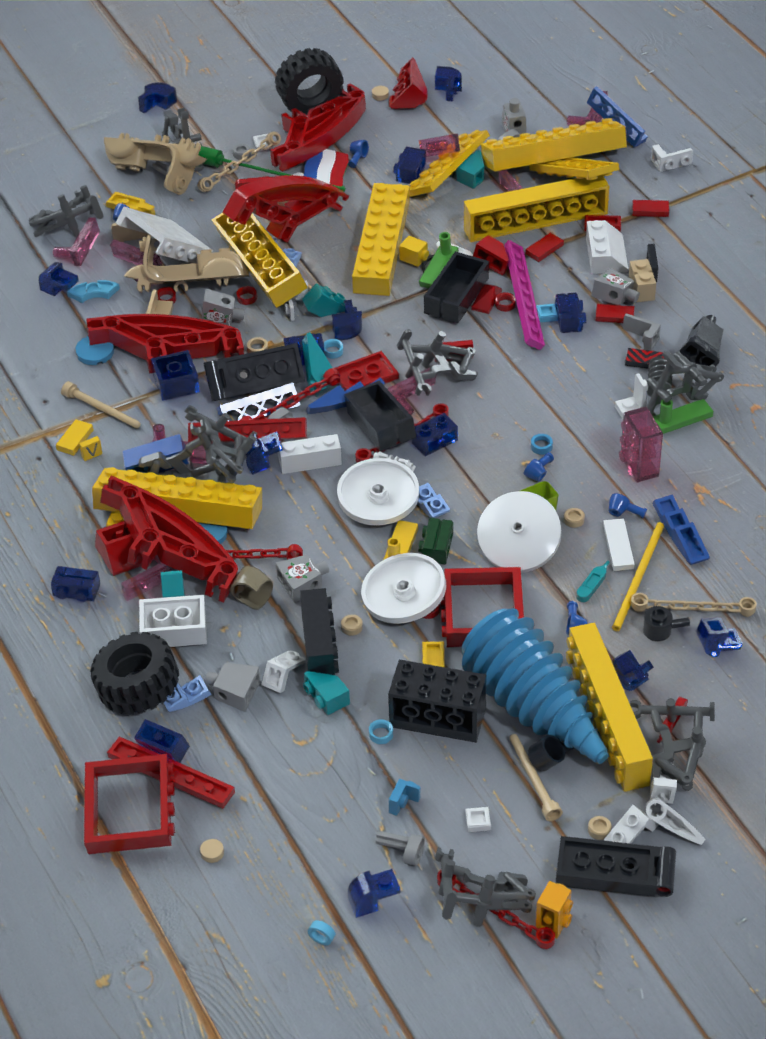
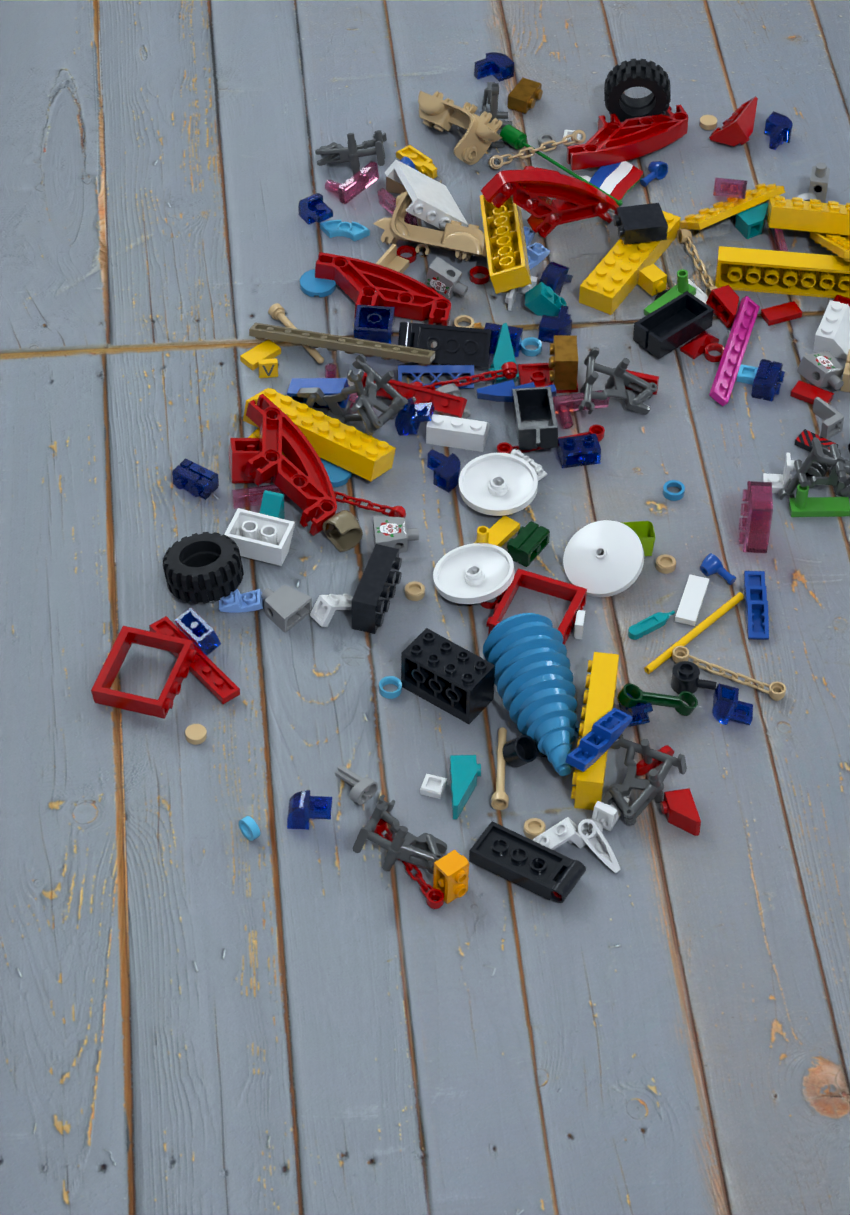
camera: 20 degrees right, 0 degrees up
(153, 401) = (349, 345): none -> dark tan plate
(200, 115) = (524, 95): none -> pearl gold brick
(319, 492) = (445, 470): none -> clear blue brick
(322, 274) = (555, 276): none -> clear blue brick
(327, 691) = (362, 638): teal slope -> none
(379, 353) = (564, 362): none -> pearl gold brick
(380, 201) = (640, 223): none -> black brick
(402, 792) = (376, 742): dark azure bracket -> none
(410, 165) = (696, 198): clear blue brick -> none
(417, 202) = (685, 236): none -> tan piece
(430, 503) = (543, 508): light blue slope -> none
(433, 653) = (472, 639): yellow tile -> none
(503, 799) = (463, 780): none -> teal slope
(530, 604) = (579, 624): none -> white tile
(535, 469) = (653, 509): blue bar -> none
(573, 618) = (612, 647): blue bar -> none
(626, 658) = (658, 699): none -> dark green piece
(627, 715) = (599, 740): none -> blue slope
(730, 758) = (681, 810): none -> red slope

